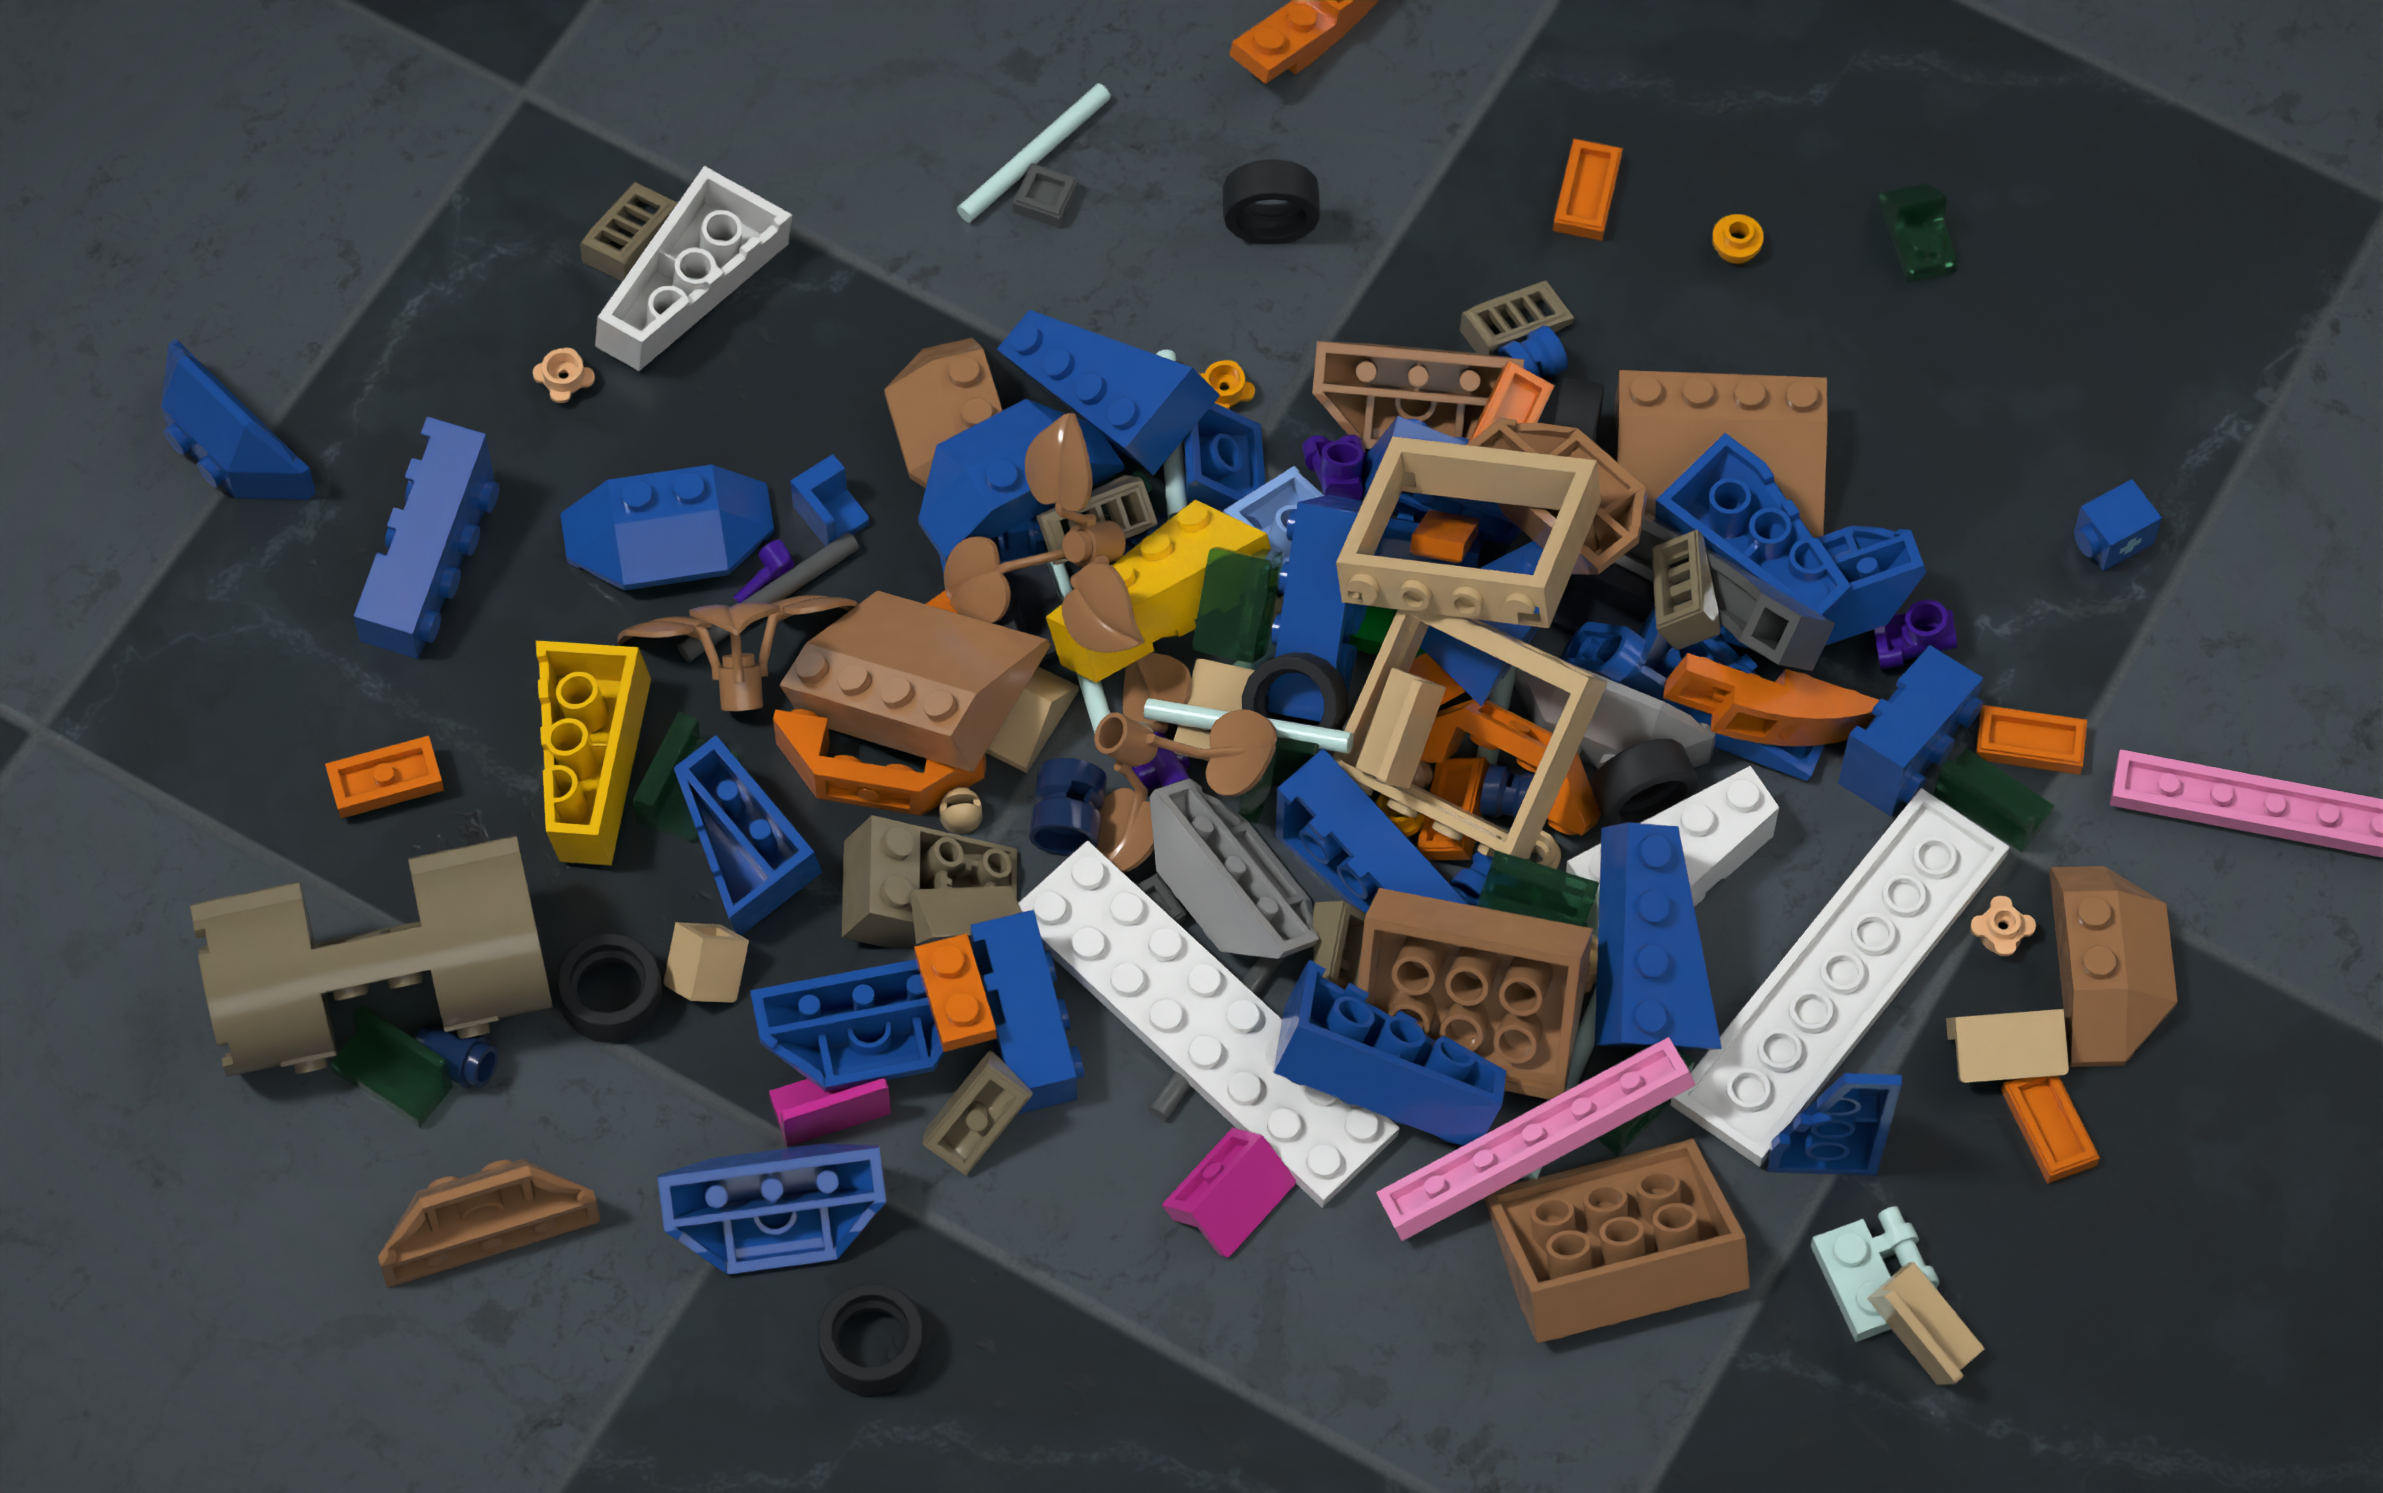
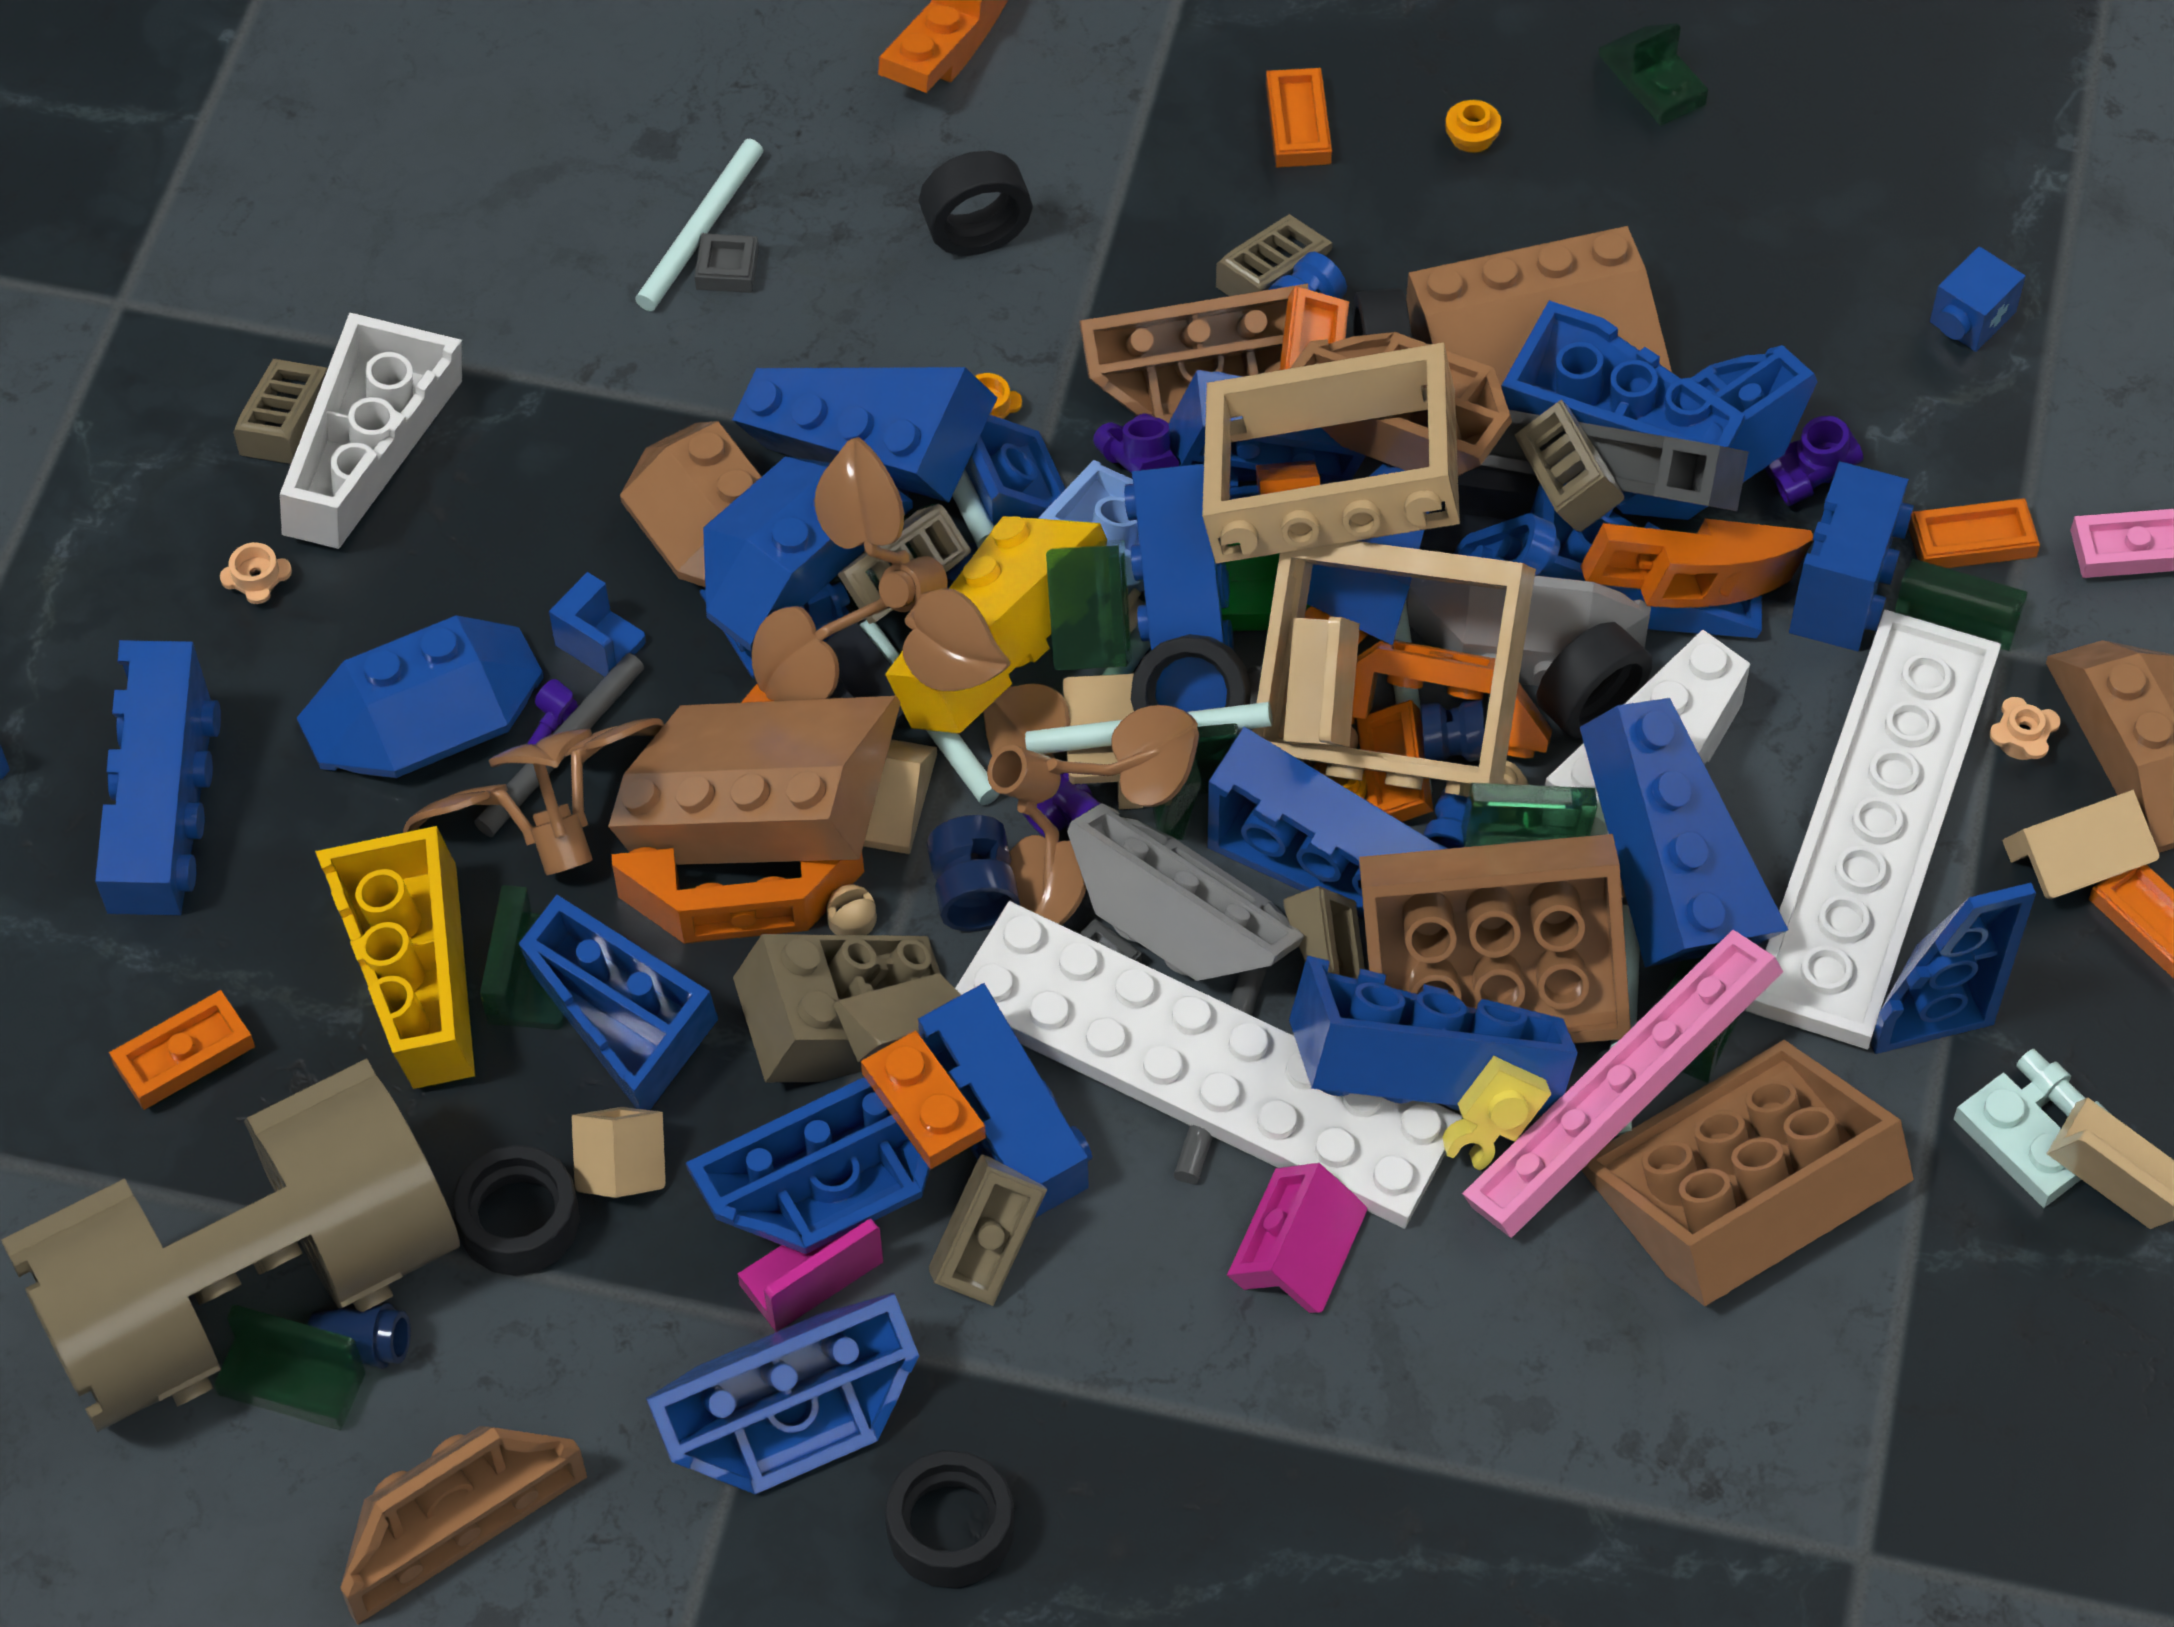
camera: 15 degrees left, 5 degrees down
(1425, 1128) = (1495, 1105): none -> light yellow plate

